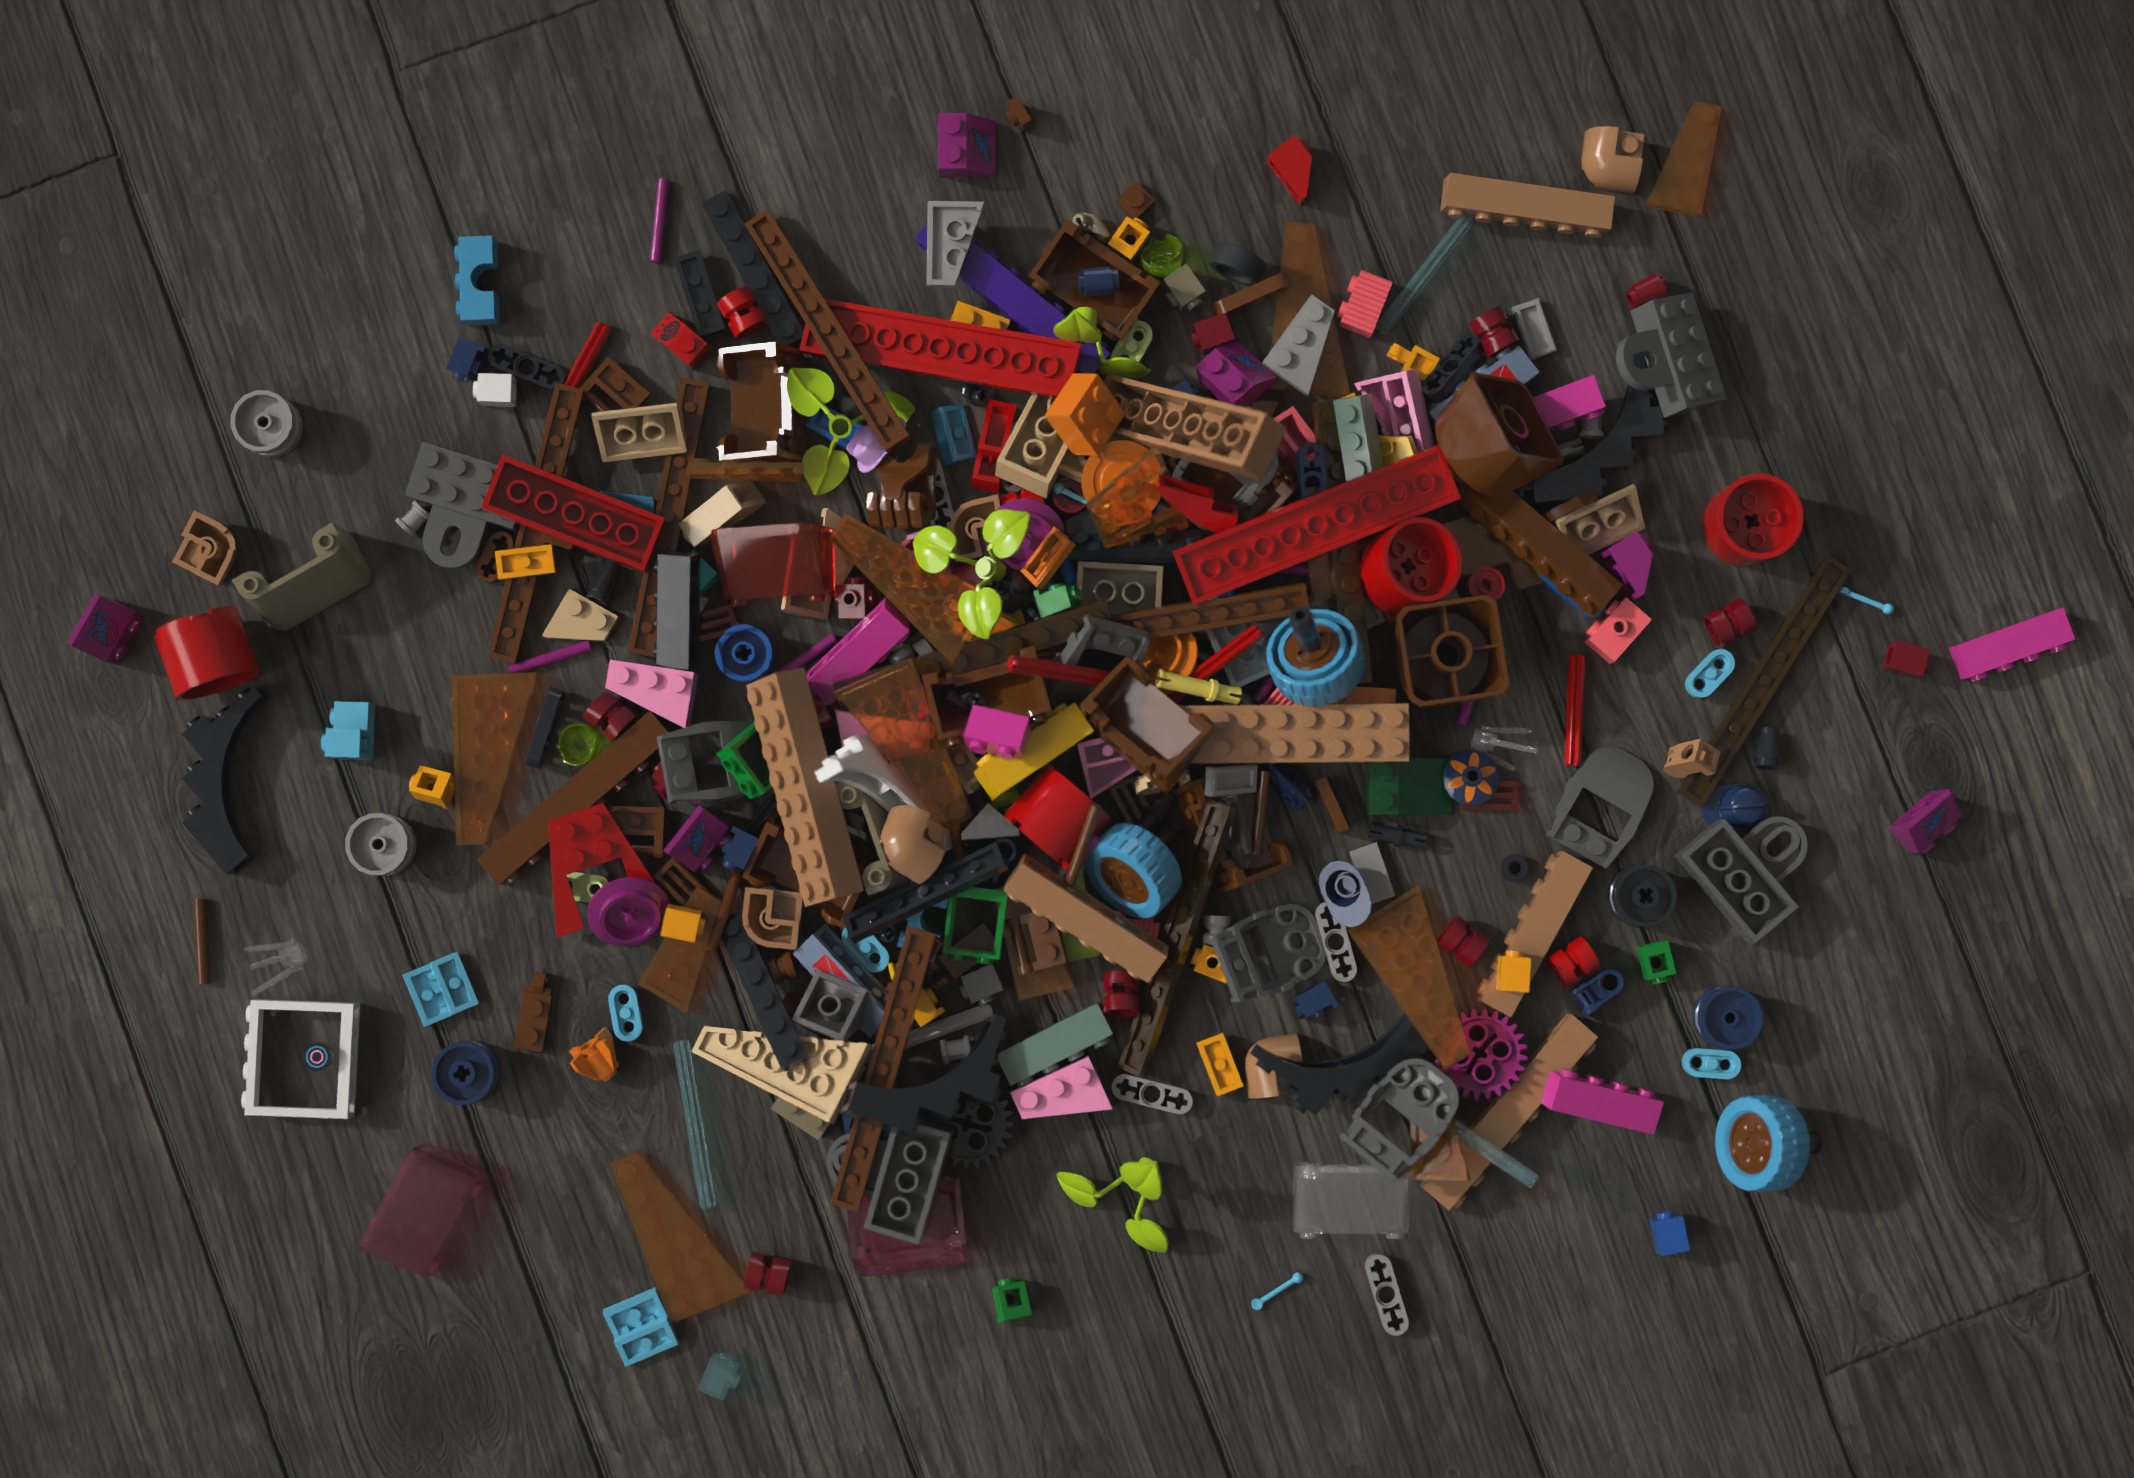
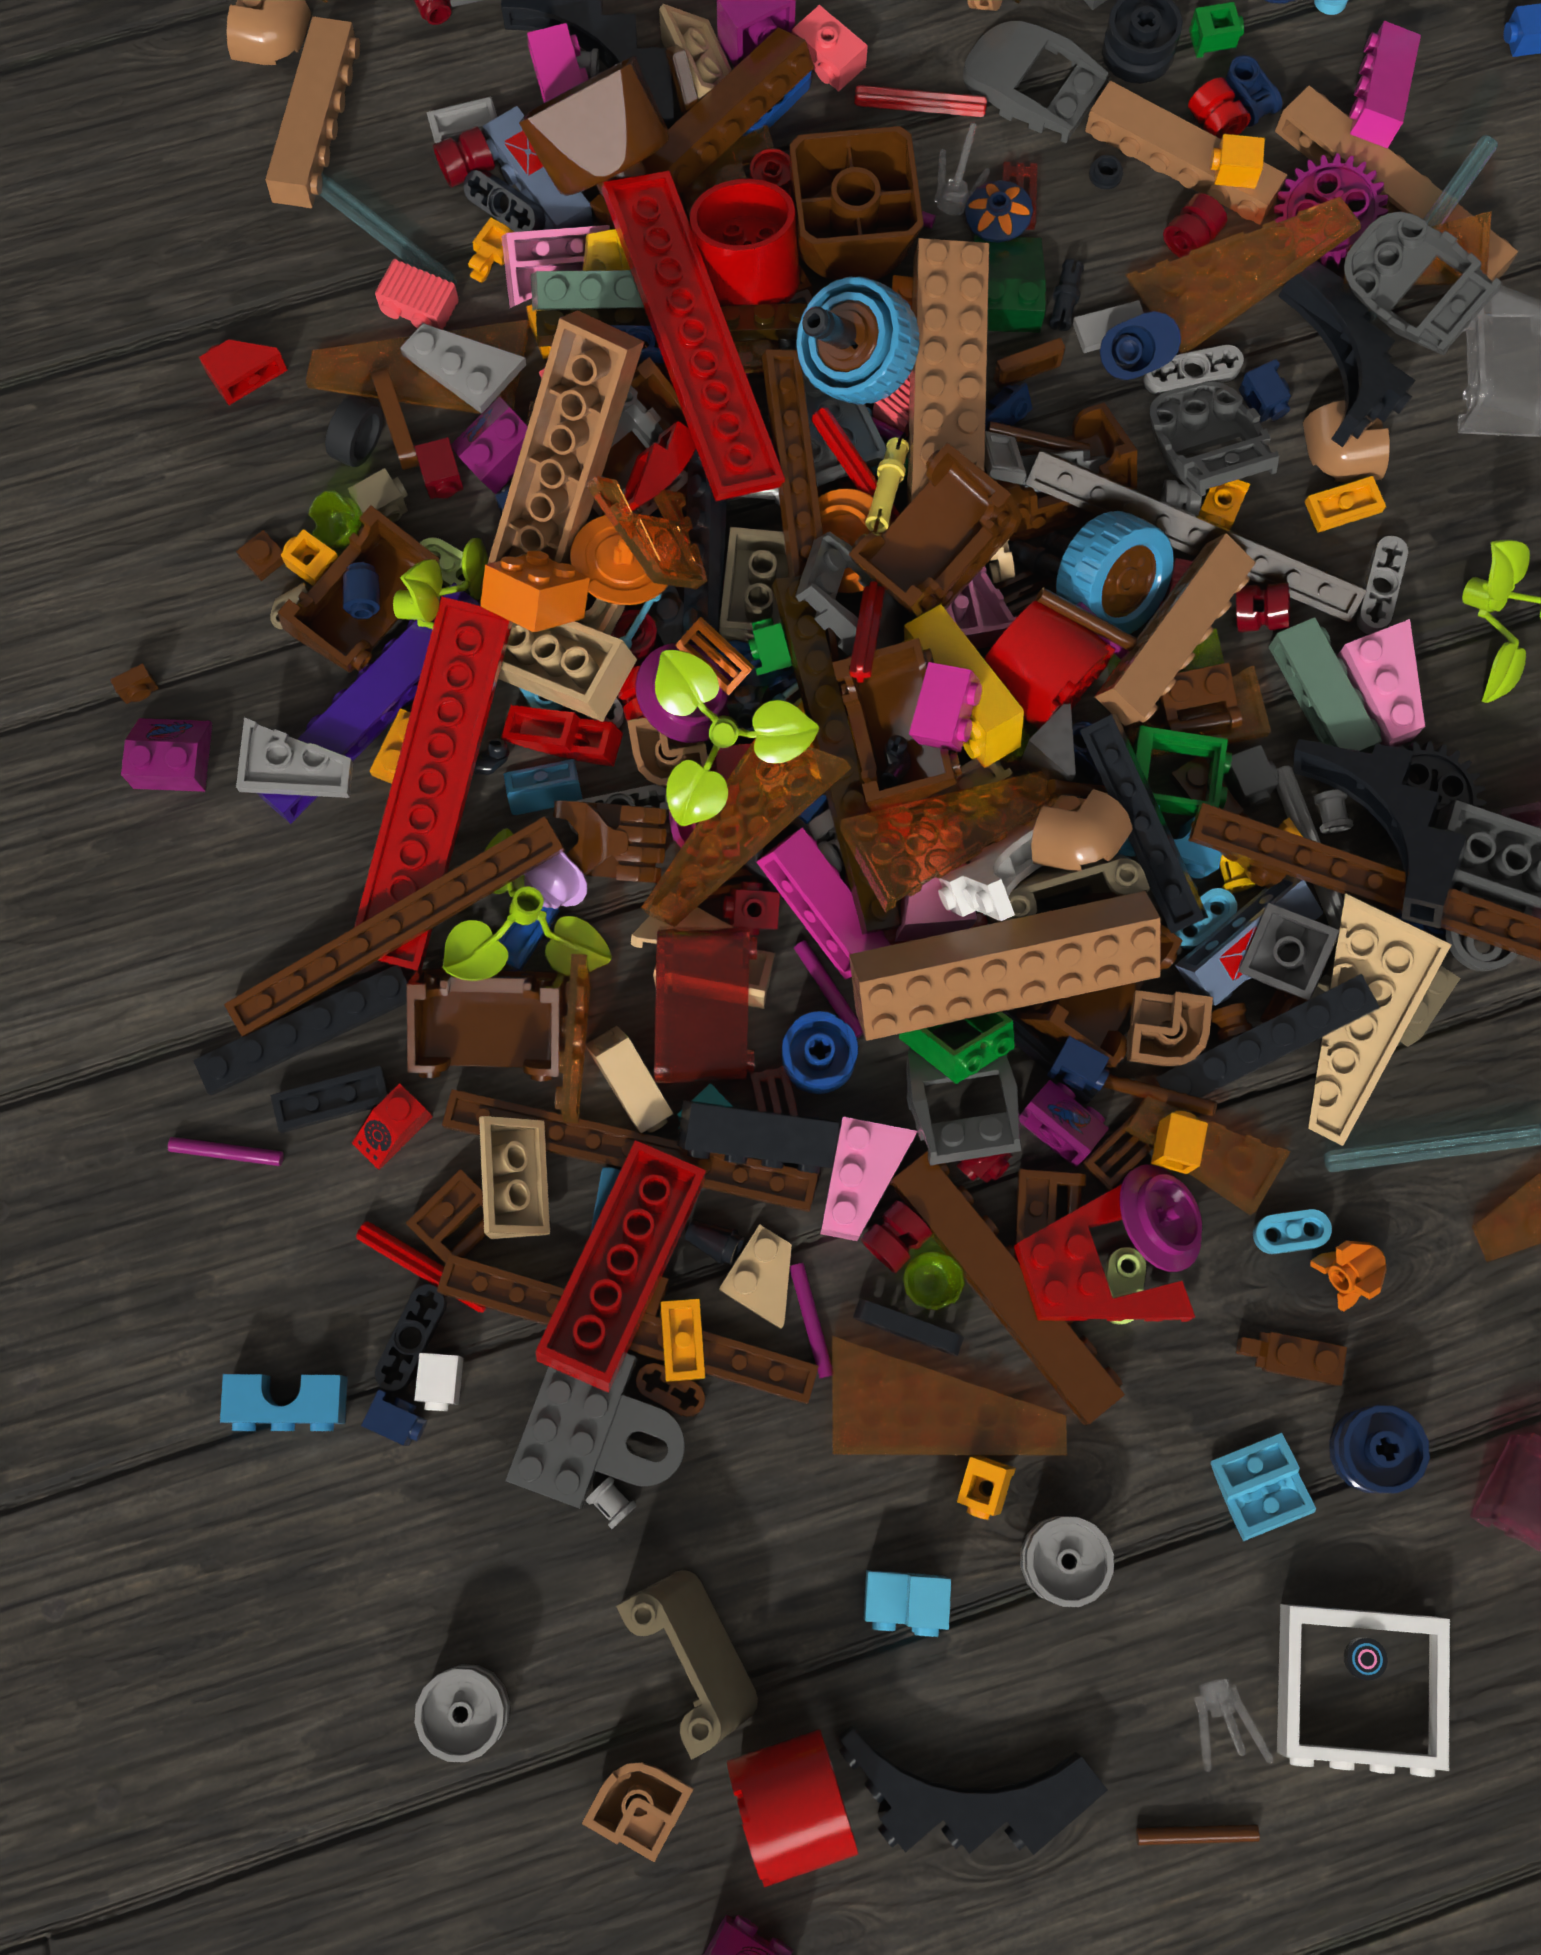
camera: 90 degrees left, 10 degrees down
(735, 305) = (348, 1046): red wheel -> none

